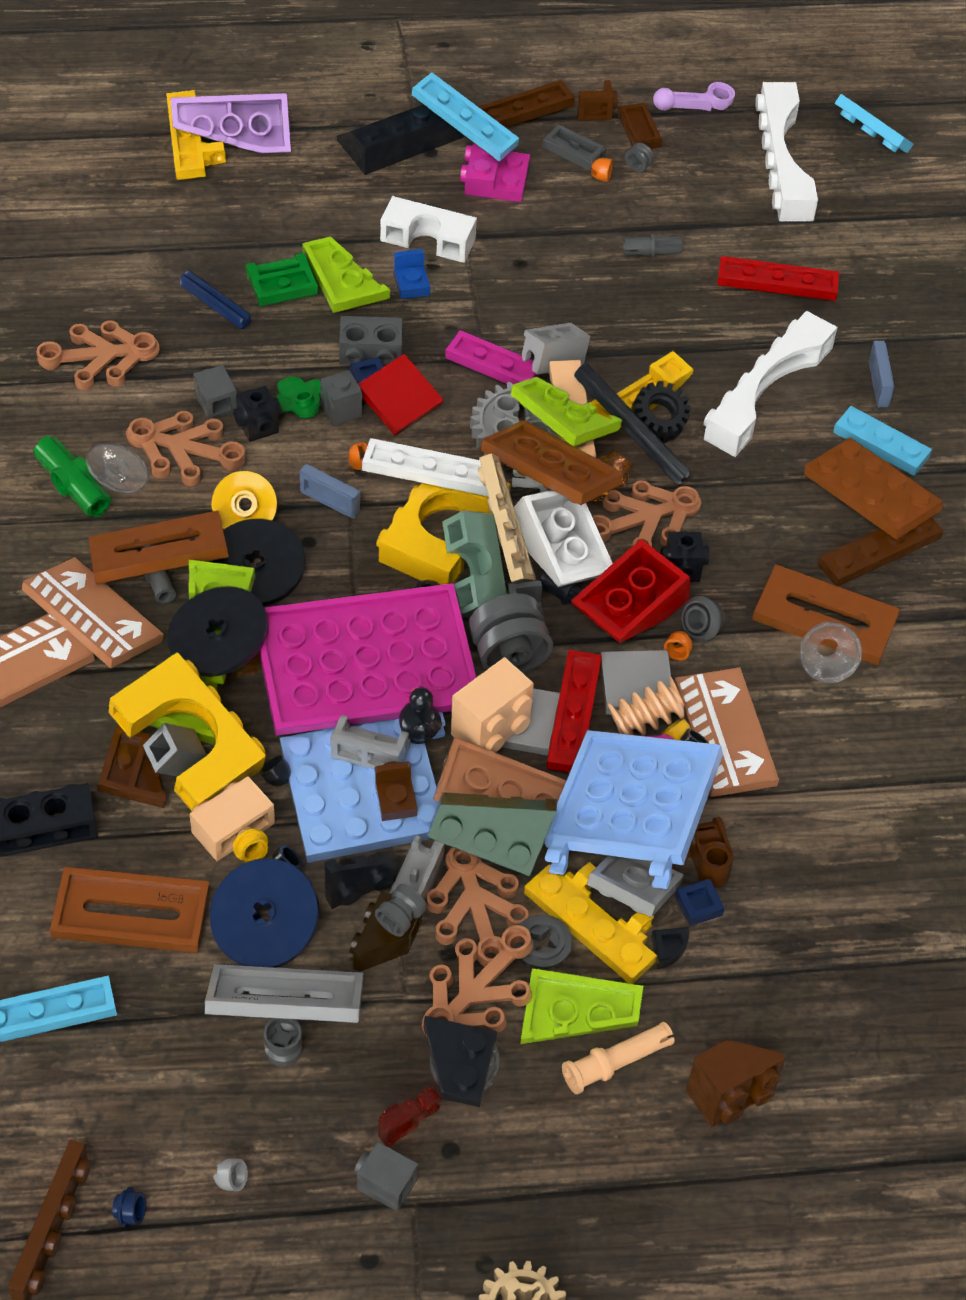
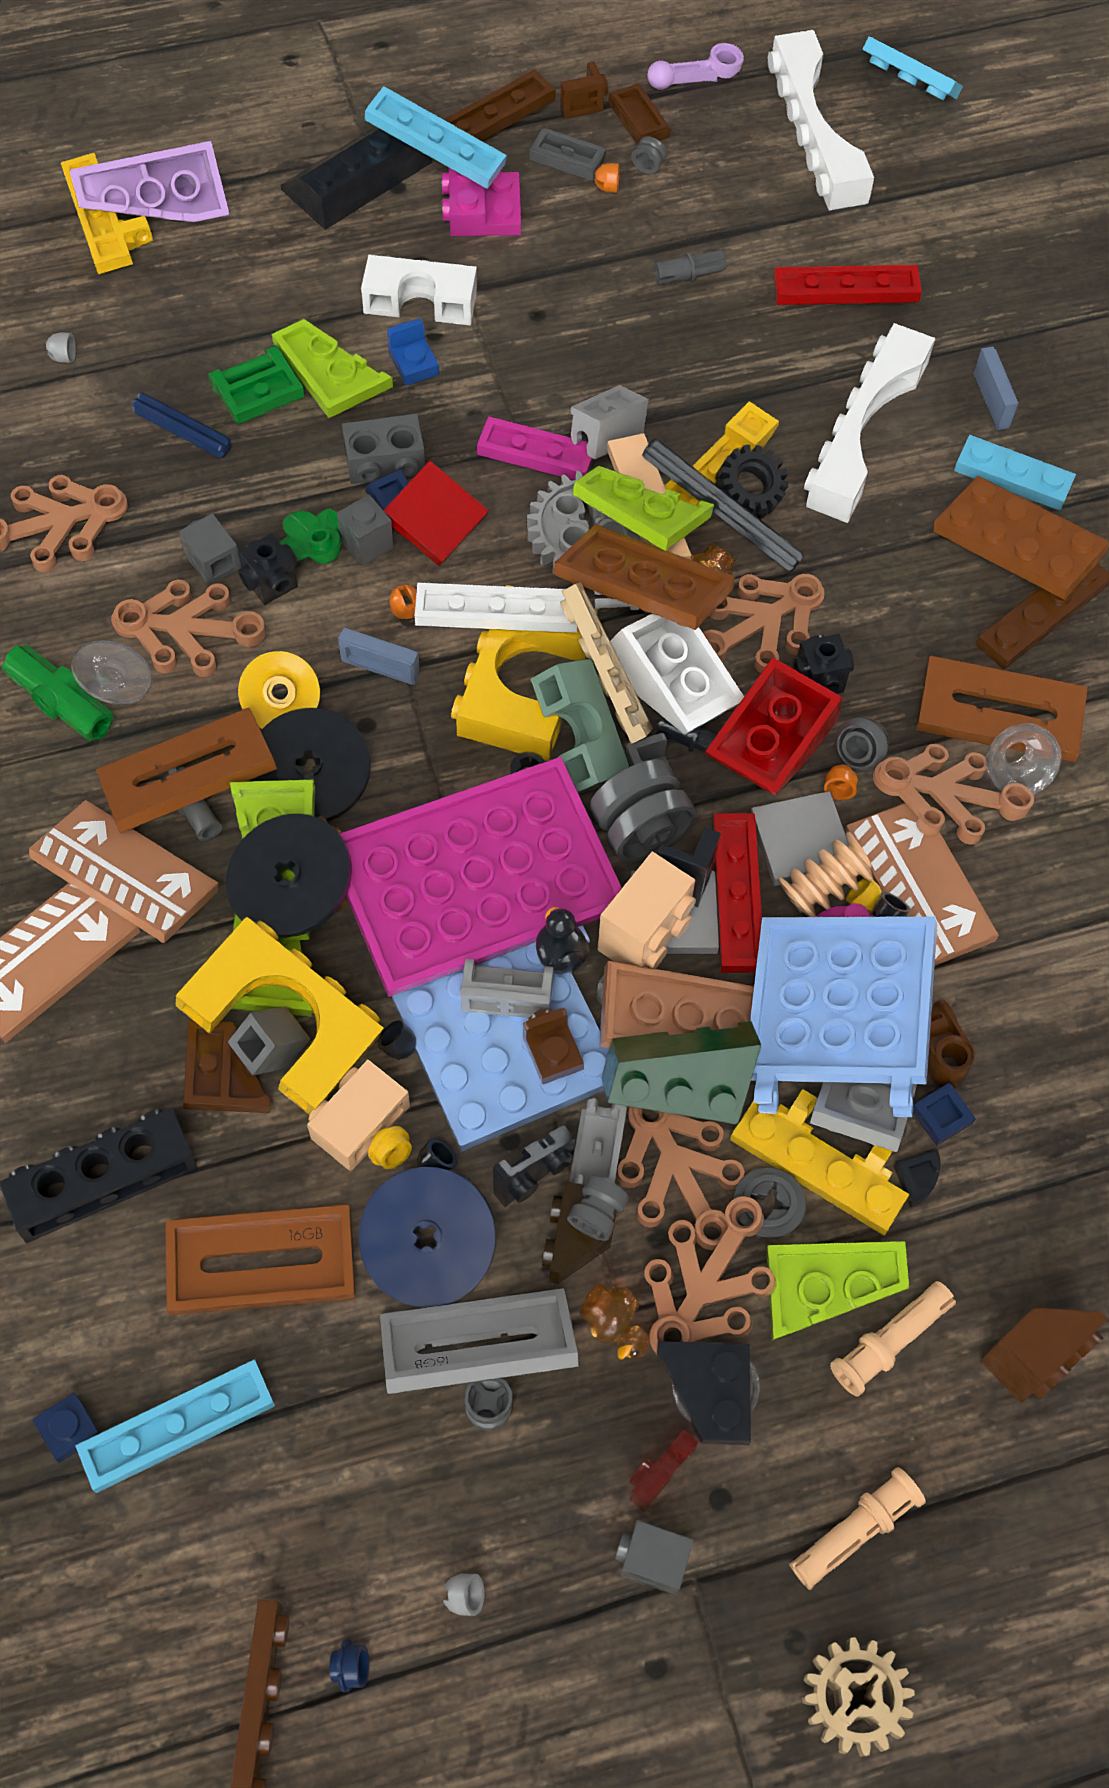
camera: 10 degrees left, 10 degrees up
(135, 228) = (61, 347): none -> light grey hinge
(392, 997) = (610, 1319): none -> clear orange animal
(543, 675) = (696, 866): none -> black panel
(568, 1181) = (874, 1515): none -> light nougat pin
(729, 649) = (901, 779): none -> nougat plant

